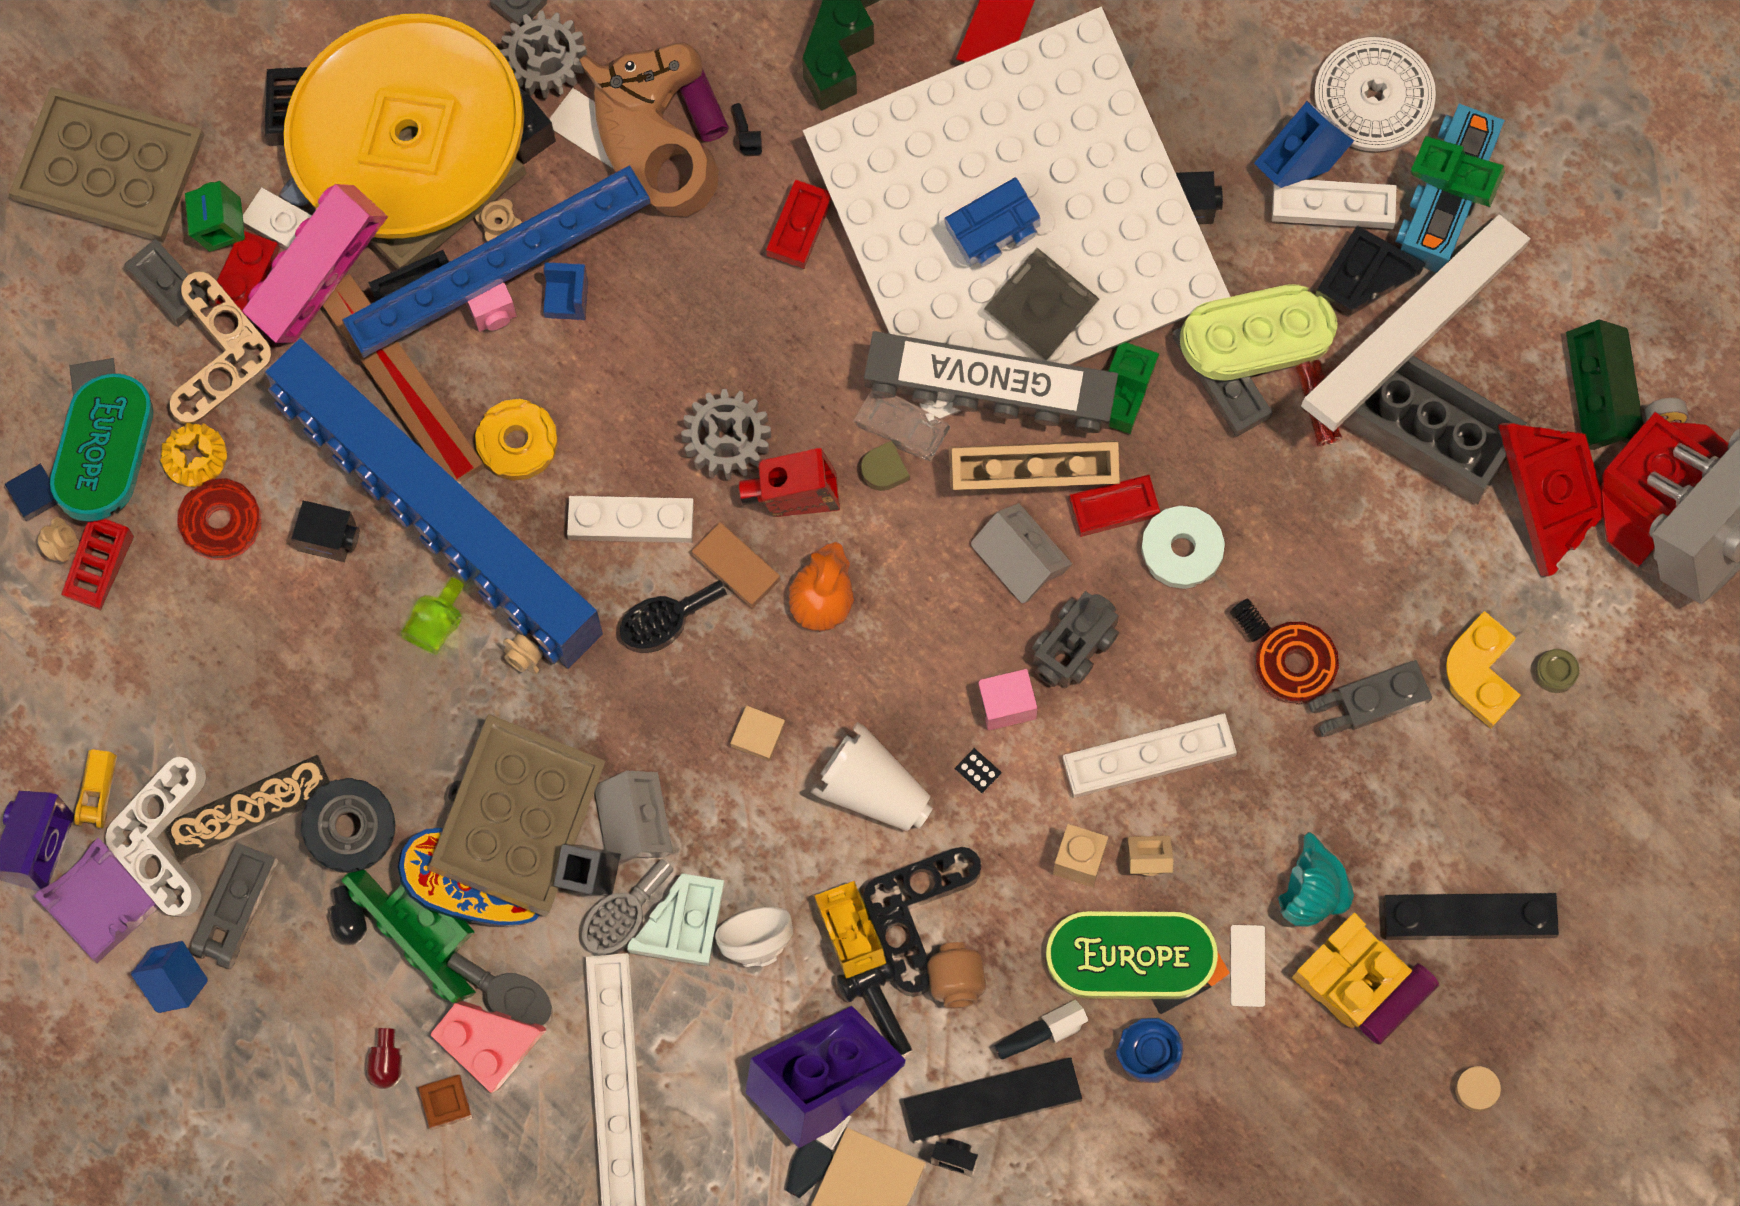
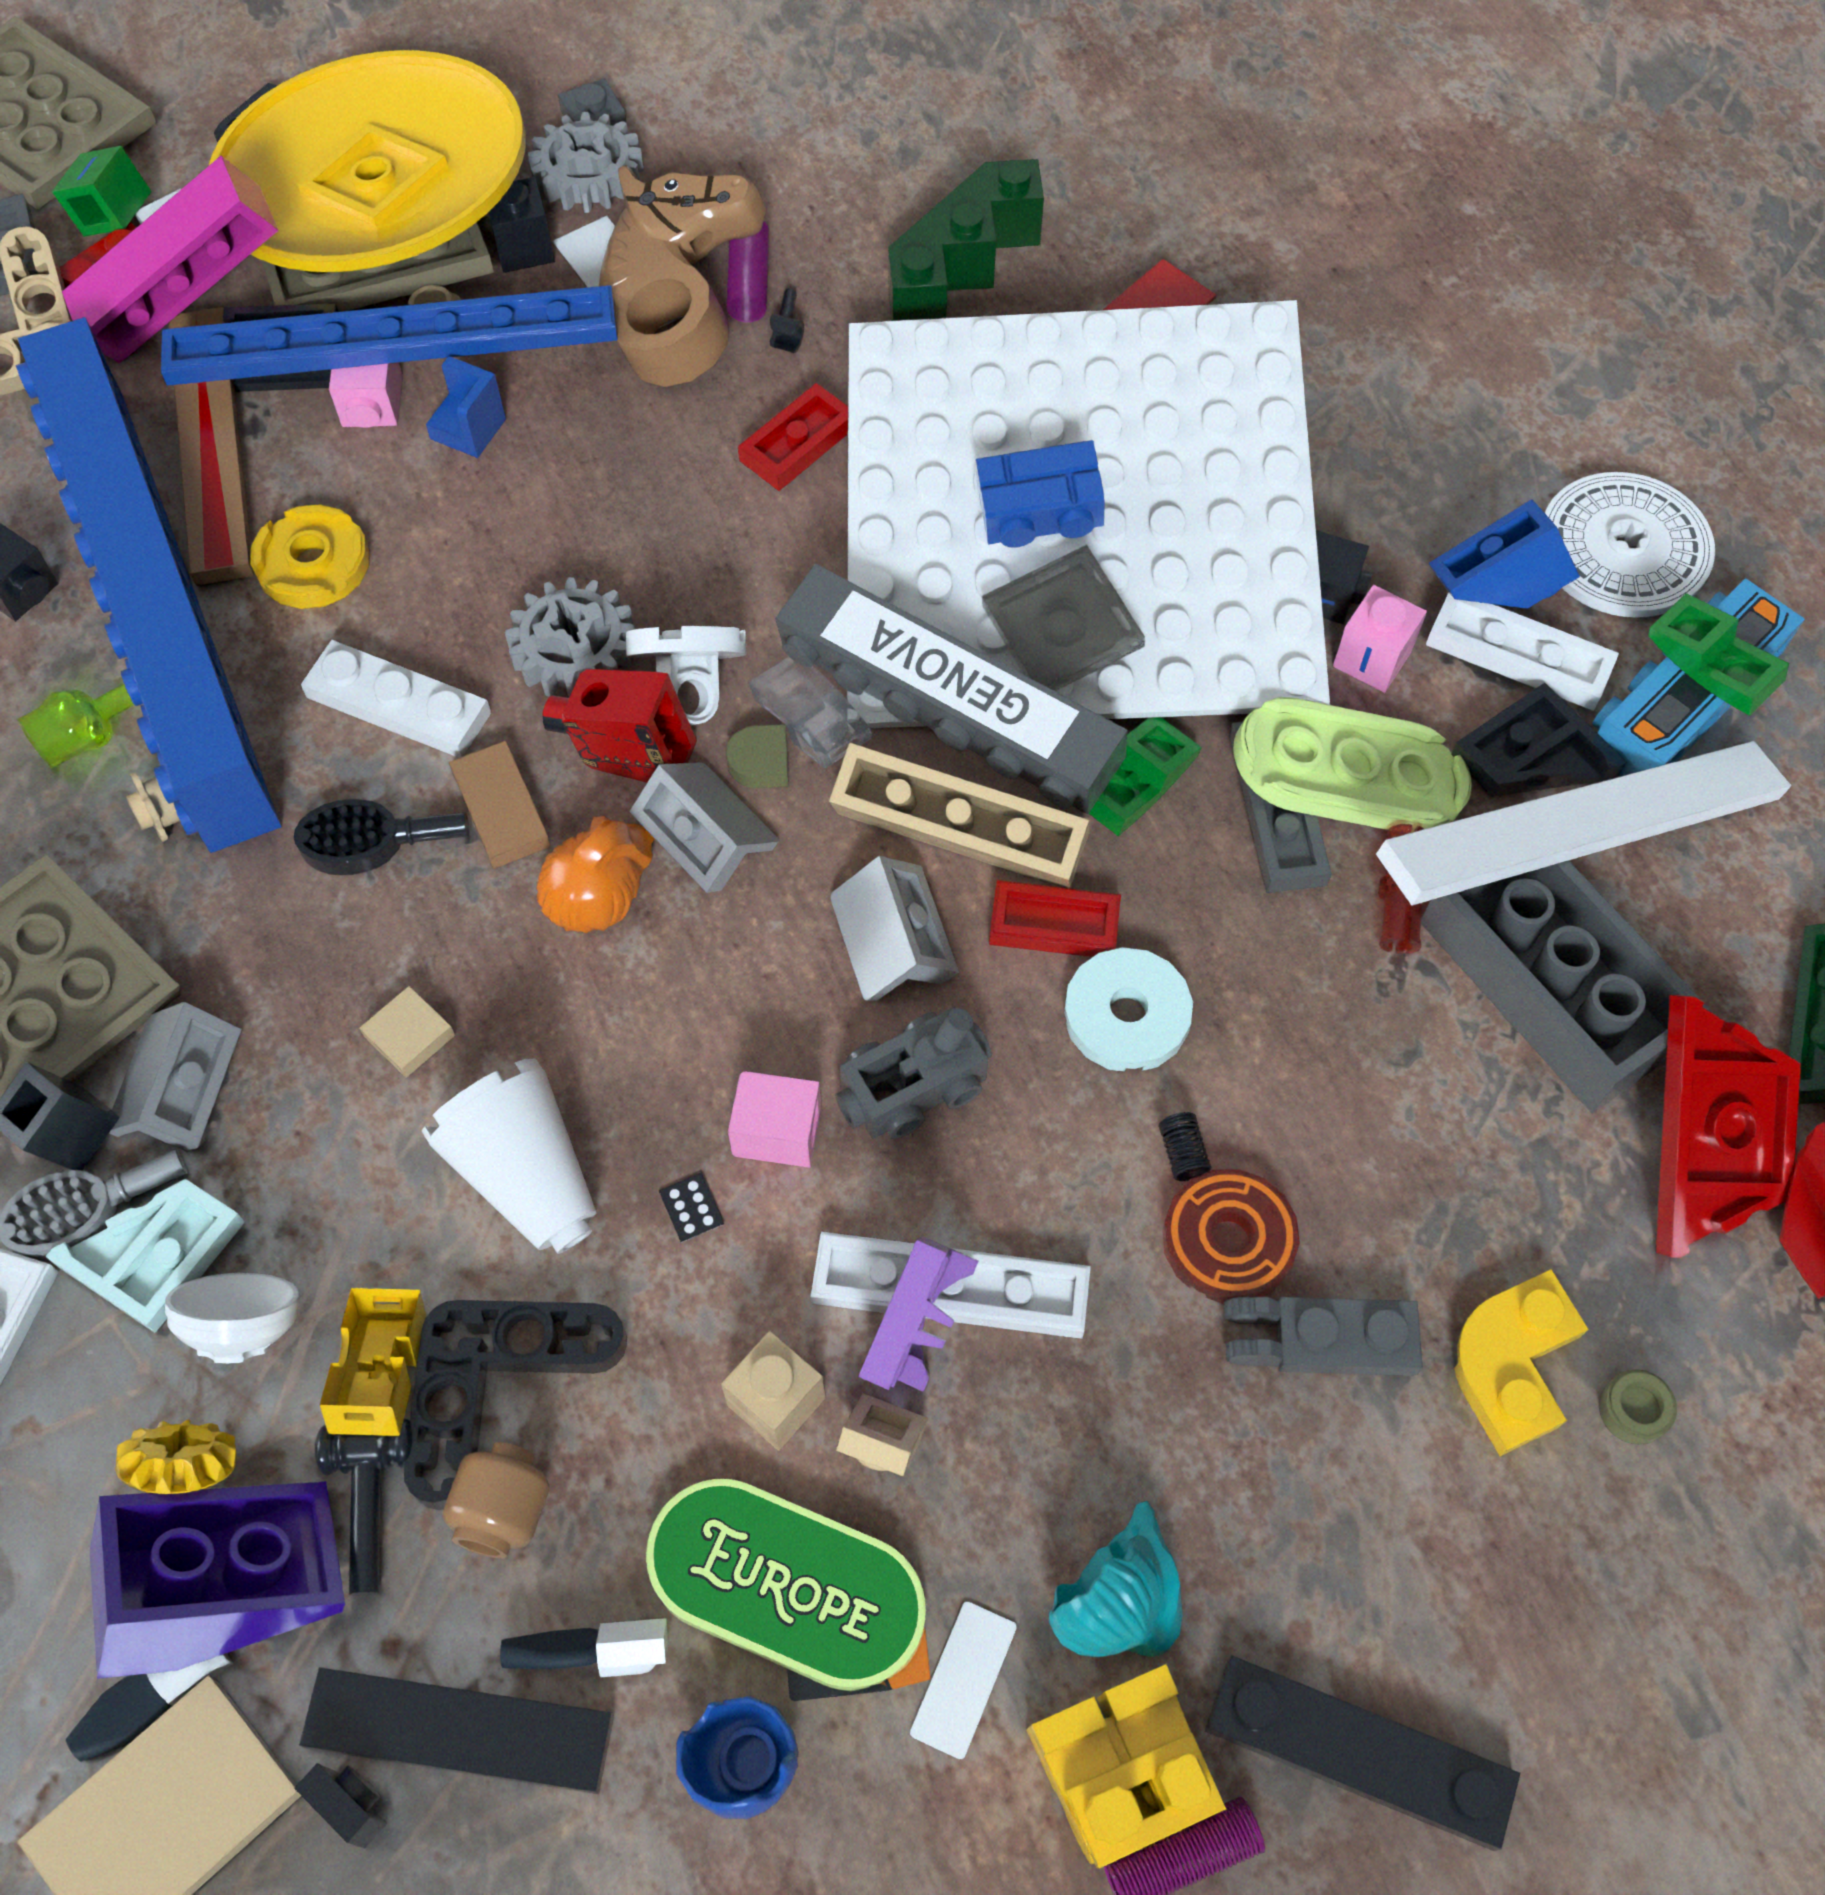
camera: 20 degrees right, 10 degrees down
(755, 1030) = (176, 1458): none -> yellow gear
(813, 421) = (690, 657): none -> white tile
(870, 528) = (700, 822): none -> light grey panel
(1141, 781) = (899, 1340): none -> medium lavender piece
(1243, 233) = (1379, 638): none -> bright pink brick

